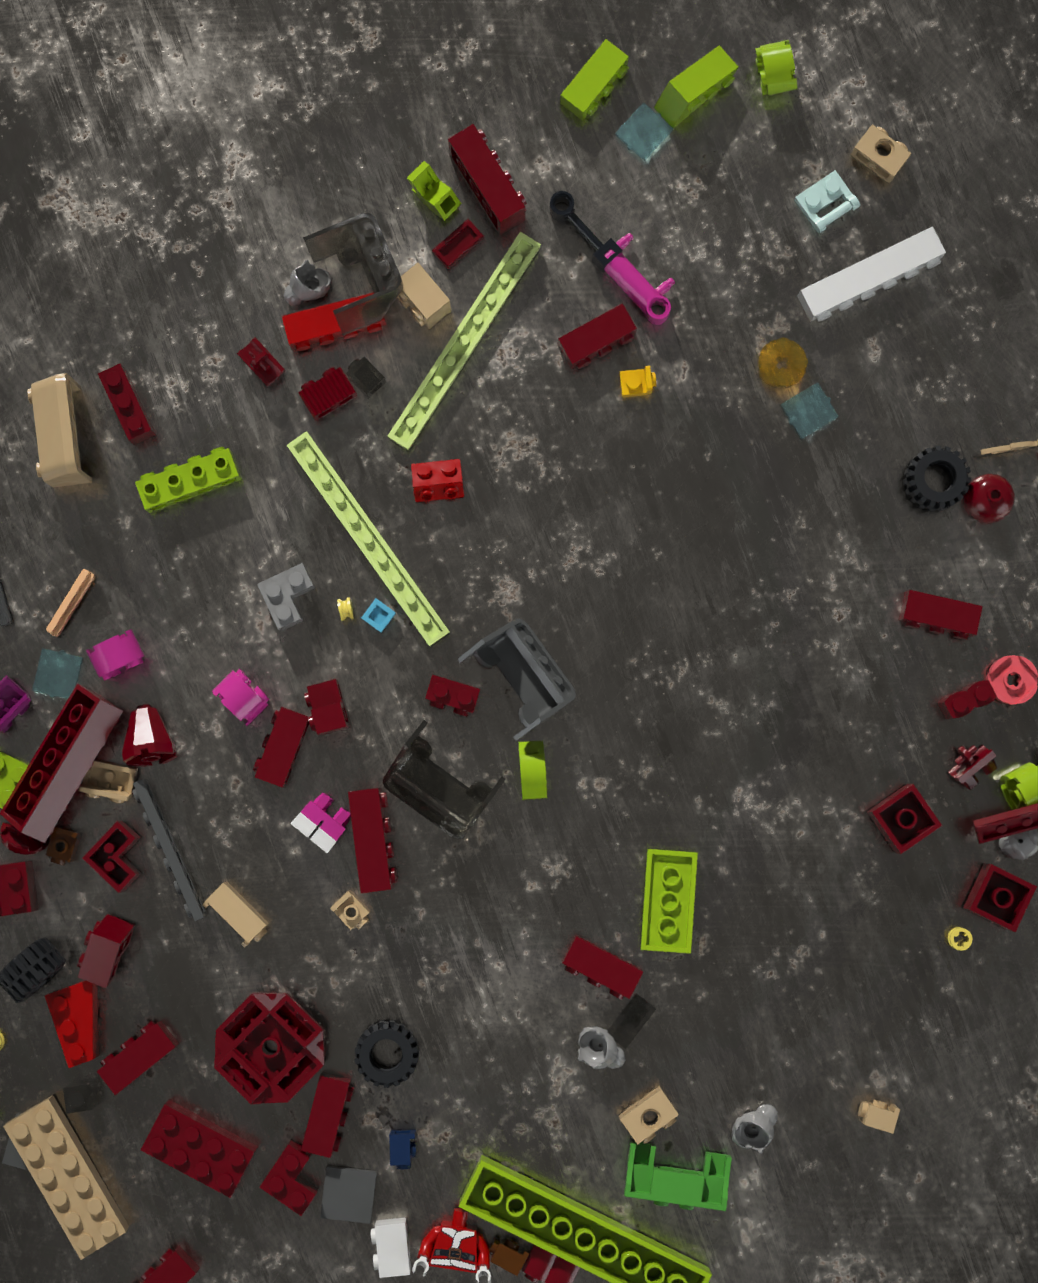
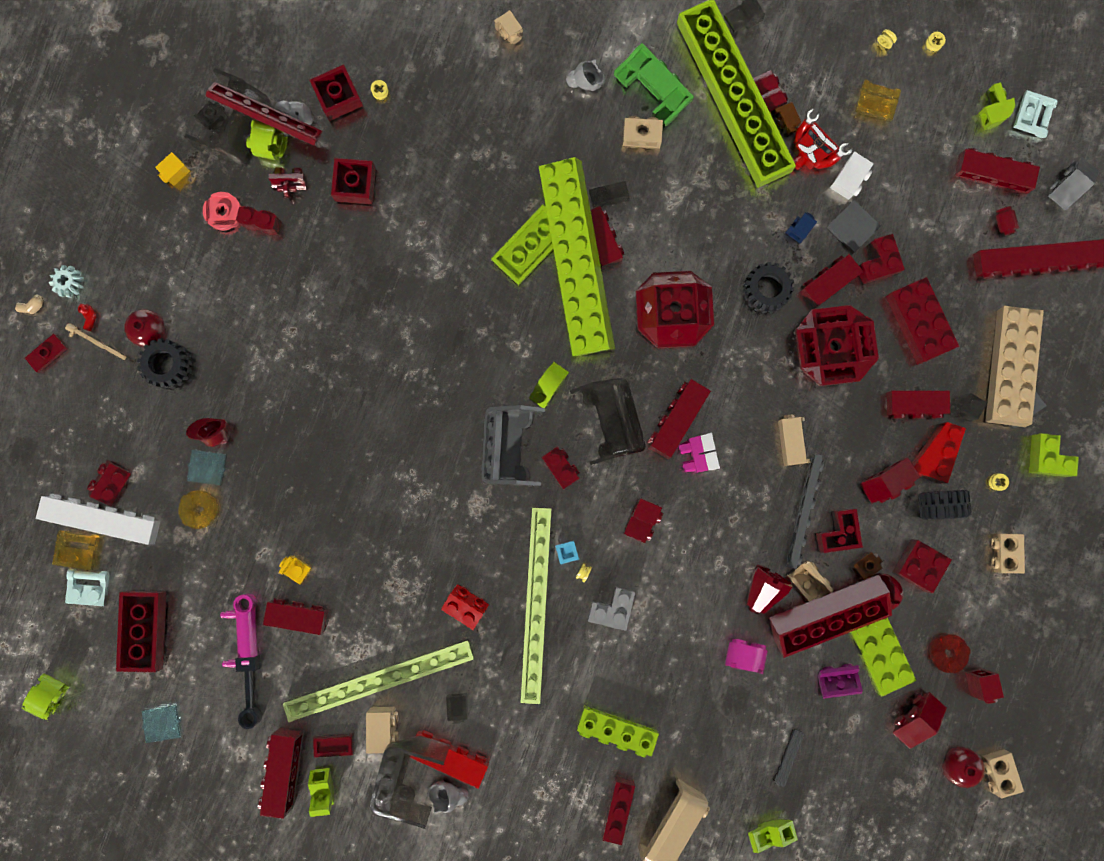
camera: 135 degrees left, 0 degrees up
(57, 673) = (790, 674): clear light blue piece -> none
(70, 603) = (749, 712): light nougat axle -> none
(241, 697) = (690, 568): dark pink brick -> none
(261, 362) = (514, 769): dark red hips -> none
(281, 747) = (688, 519): dark red brick -> none
(327, 393) = (488, 716): dark red brick -> none
(347, 901) = (723, 395): tan brick -> none
(473, 926) = (670, 328): none -> dark red piece
(595, 80) = (163, 781): lime brick -> none
(597, 1056) = (644, 188): light grey piece -> none
(609, 924) = (576, 257): none -> lime brick
(695, 86) = (104, 726): lime wedge -> none
(737, 202) = (141, 631): none -> dark red brick
(837, 447) = (209, 431): none -> dark red piece
(863, 221) = (72, 556): none -> clear yellow plate
(883, 166) = (37, 595): tan brick -> none
(893, 317) = (108, 483): none -> dark red bracket
(940, 614) = (231, 282): dark red brick -> none

